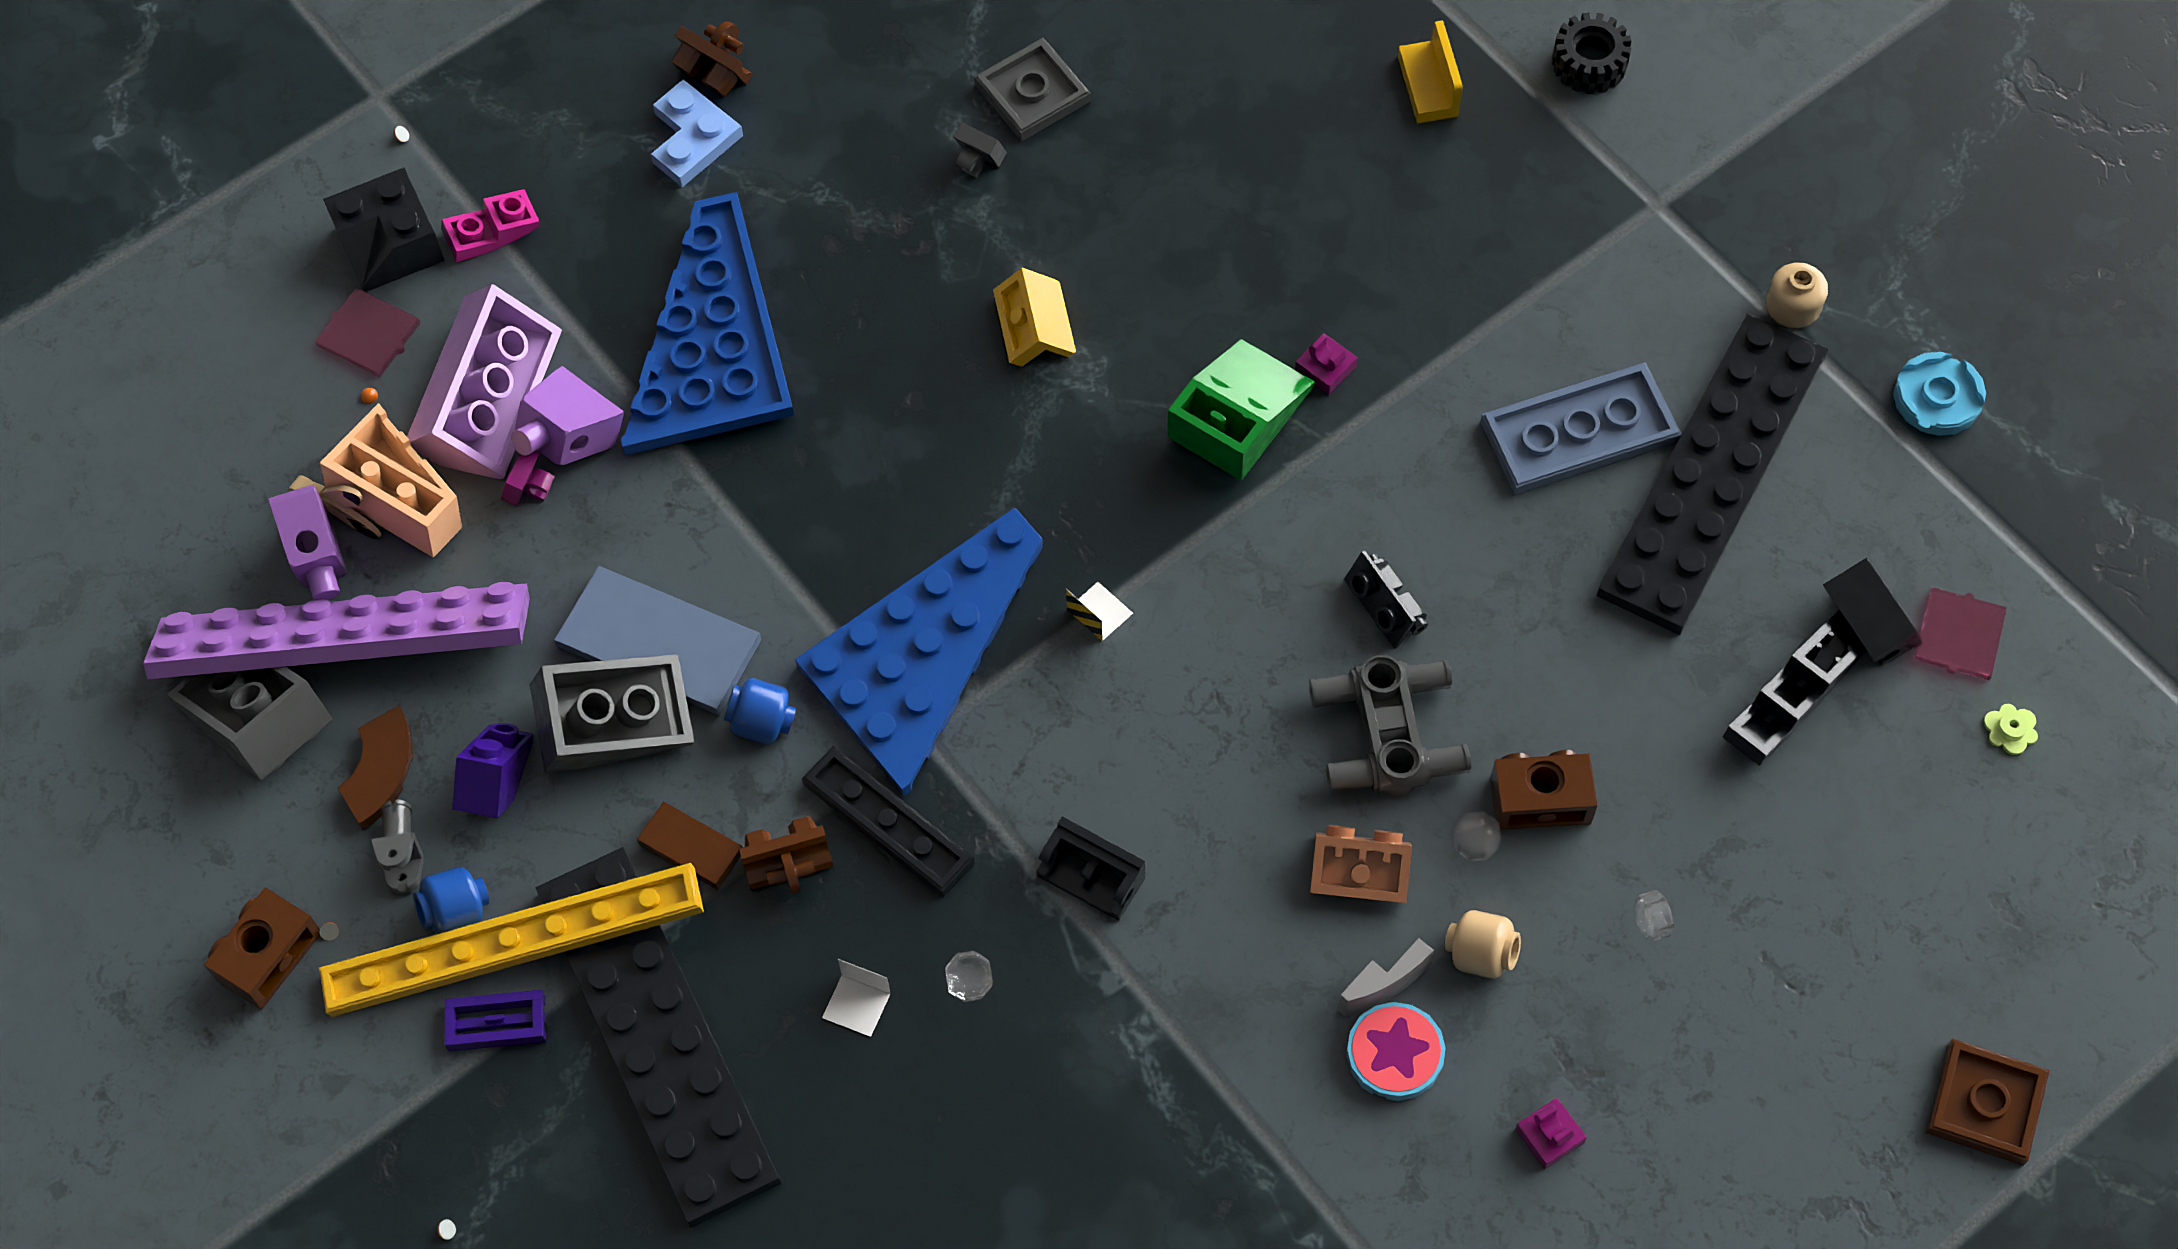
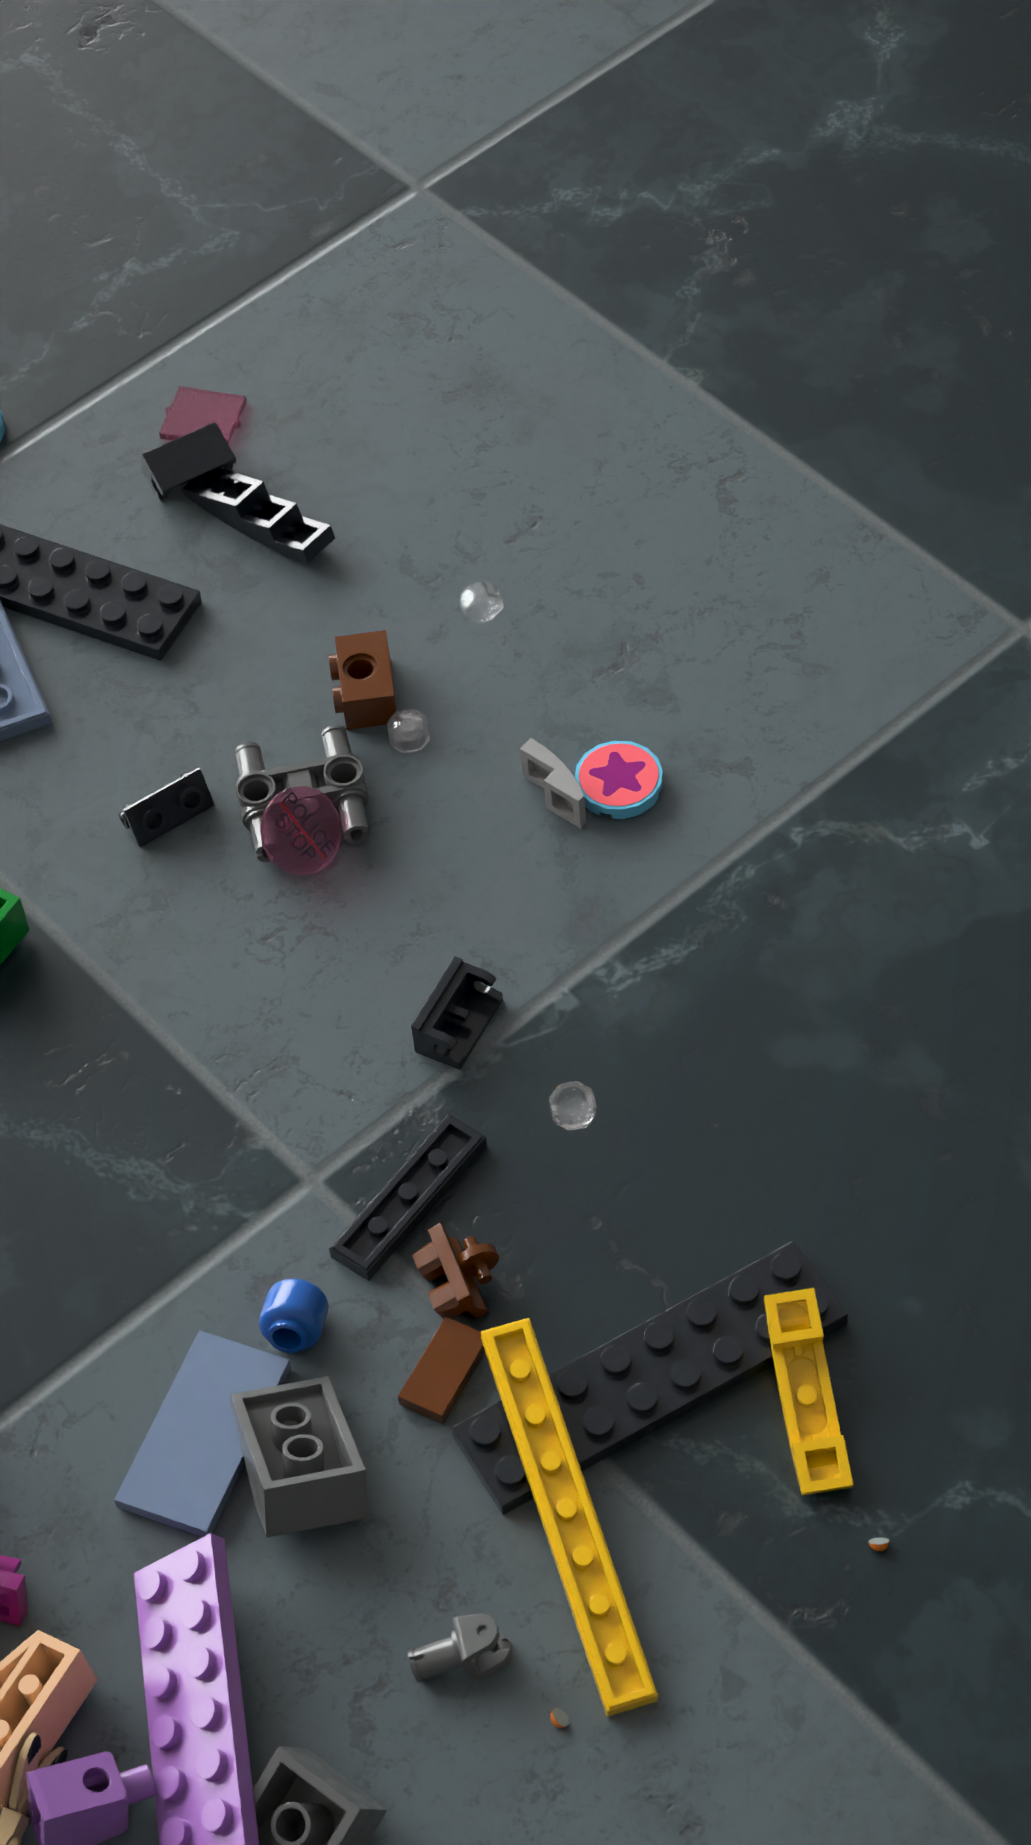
camera: 90 degrees left, 10 degrees down
(262, 973) = (576, 1745): reddish brown brick -> none
(382, 766) = (361, 1692): reddish brown tile -> none
(450, 900) = (524, 1583): blue head -> none
(455, 1006) = (657, 1568): dark purple tile -> none
(491, 770) = (368, 1565): dark purple slope -> none
(597, 1174) = (806, 1392): none -> yellow slope
(858, 999) = (601, 1203): white sticker -> none
(908, 657) = (214, 1192): blue wing -> none
(1098, 610) = (173, 1039): white sticker -> none
(1327, 719) = (300, 830): none -> clear pink piece
(1361, 865) = (442, 806): nougat bracket -> none
(1483, 944) = (516, 714): tan head -> none
(1550, 1133) = (683, 670): magenta tile -> none
(1988, 1101) = (627, 402): reddish brown tile -> none
(2002, 734) = (292, 387): yellowish green plant -> none

